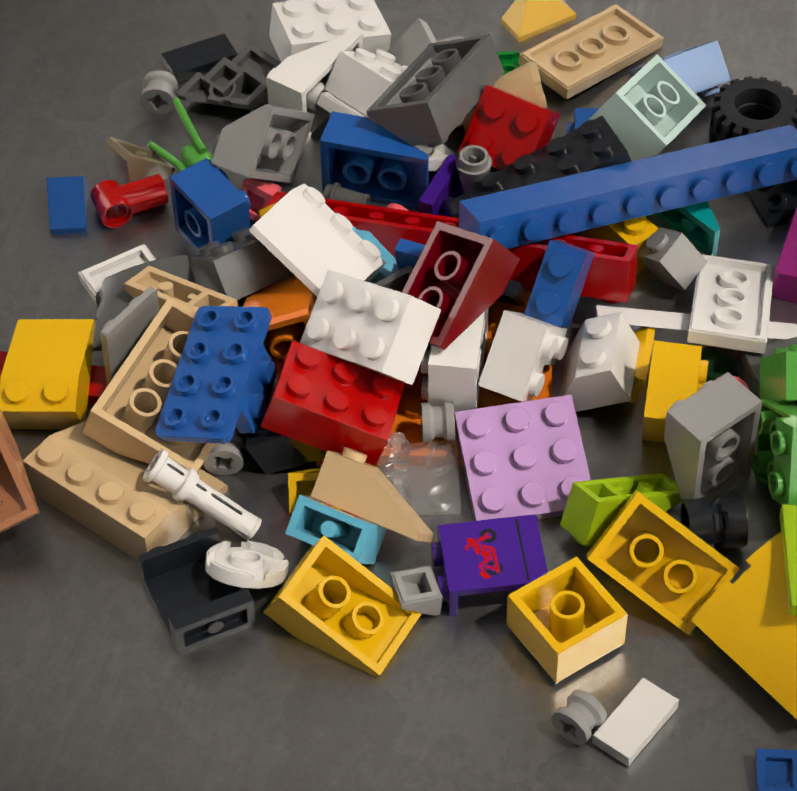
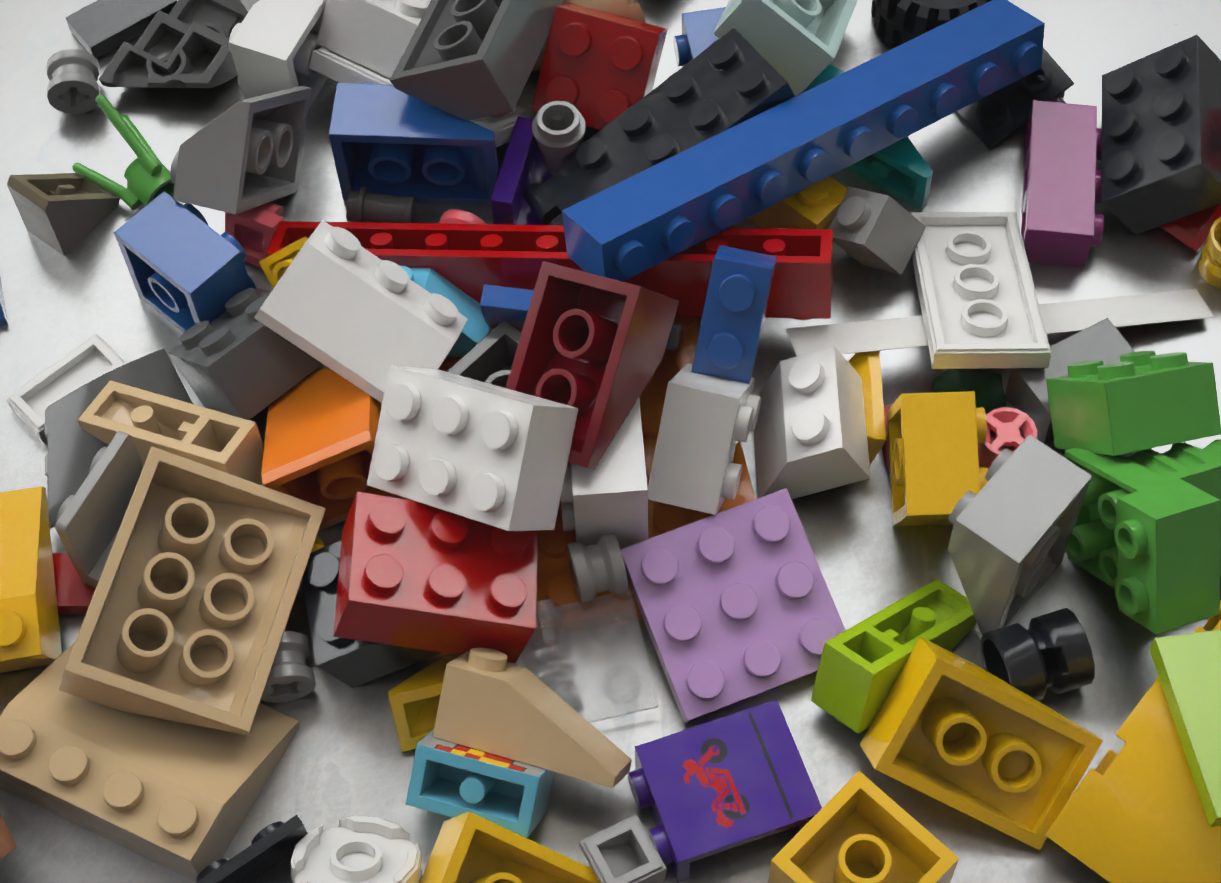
camera: 10 degrees left, 10 degrees up
(119, 202) = (46, 270): red piece -> none
(187, 486) = (238, 757): white pin -> none
(219, 377) = (254, 571): blue bracket -> none

